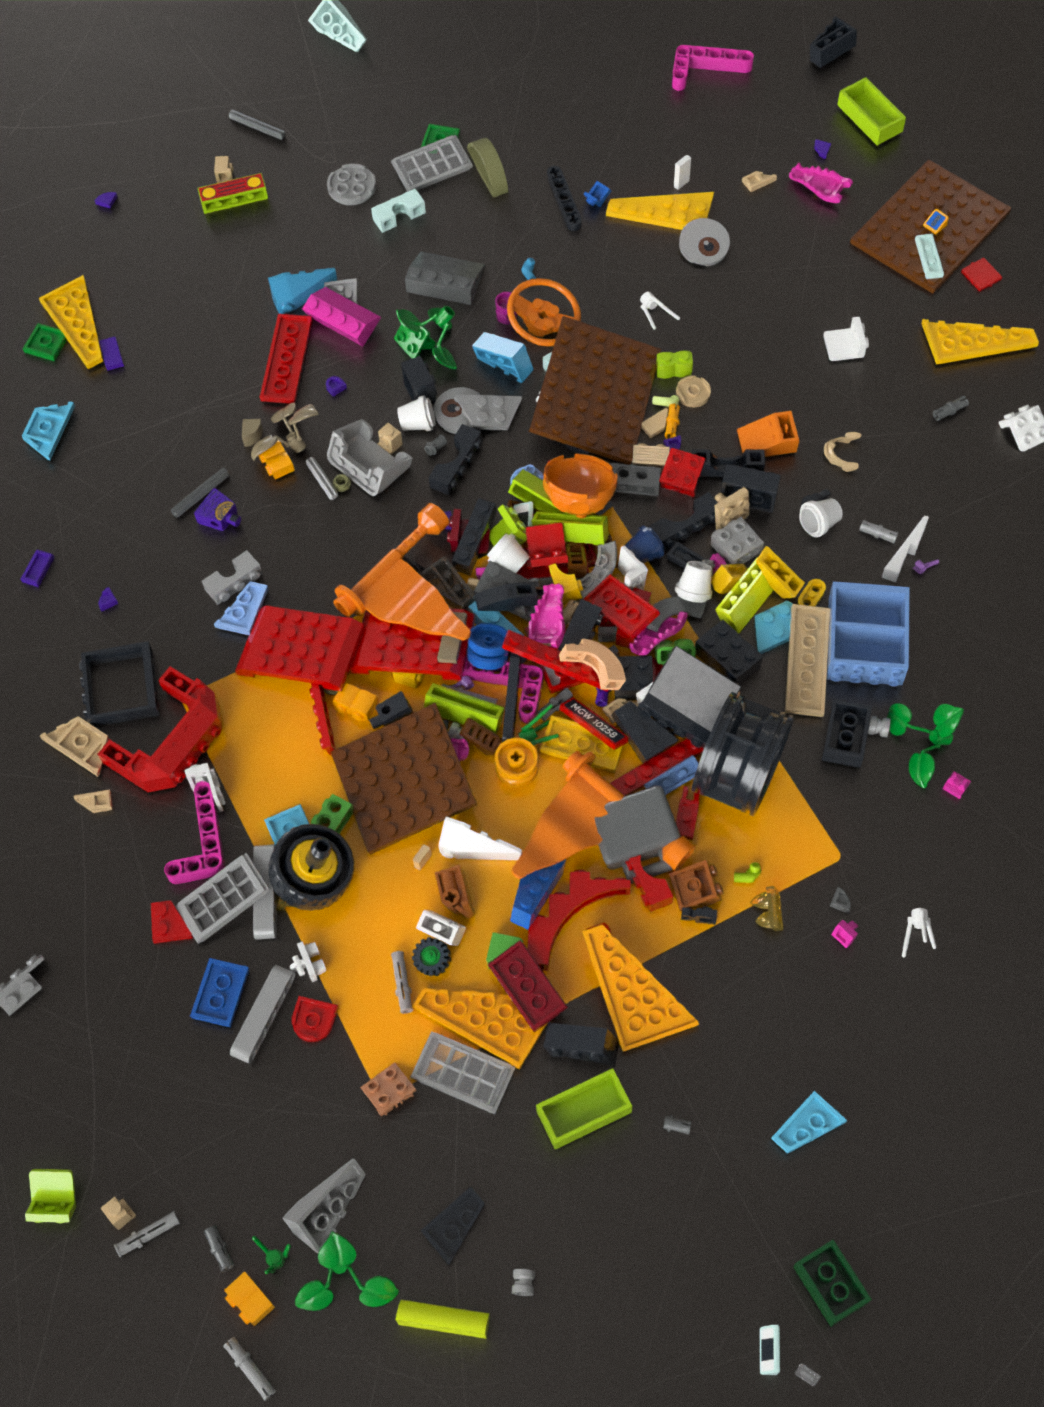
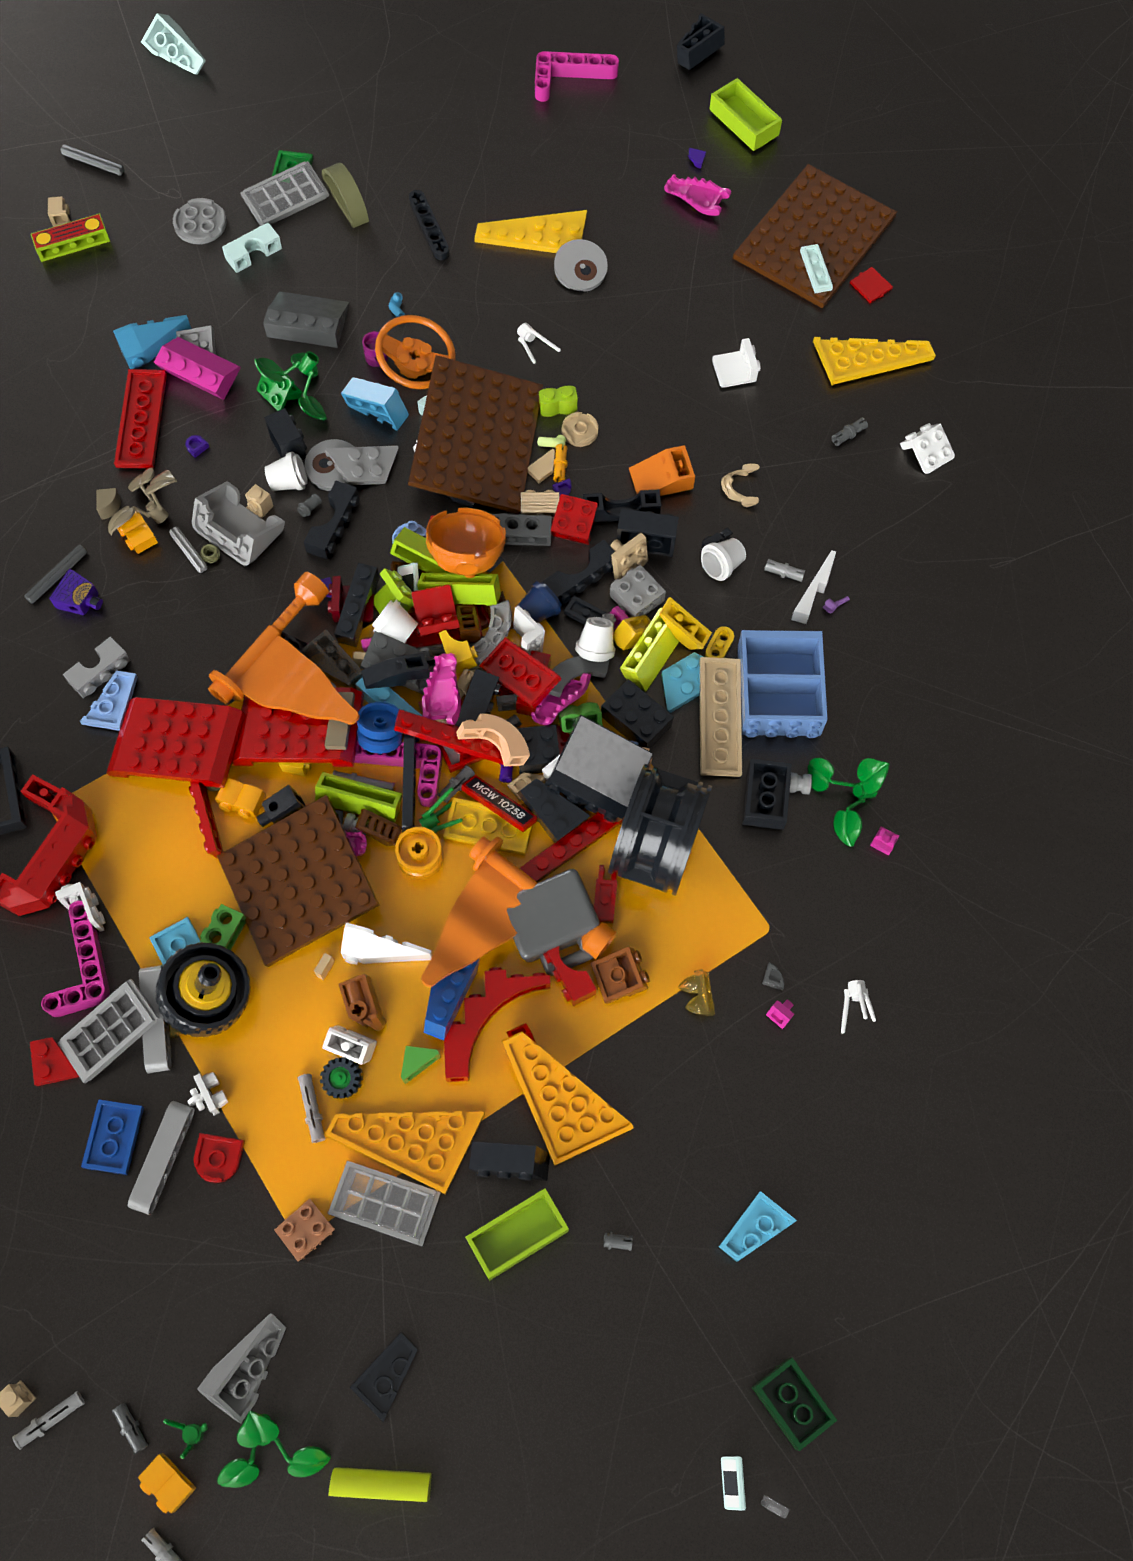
camera: 10 degrees left, 5 degrees up
(466, 683) = (359, 767): medium lavender hand -> none
(523, 1282) = (465, 1434): light grey wheel -> none
(527, 986) = (447, 1103): dark red tile -> none
(597, 194) = (464, 219): blue bracket -> none
(675, 776) = (590, 854): medium blue tile -> none
(682, 172) = (552, 190): white tile -> none
(702, 915) = (629, 1006): black plate -> none
(750, 875) = (676, 957): lime arm -> none
(757, 180) = (632, 195): tan tile -> none
(936, 221) = (821, 230): slope -> none

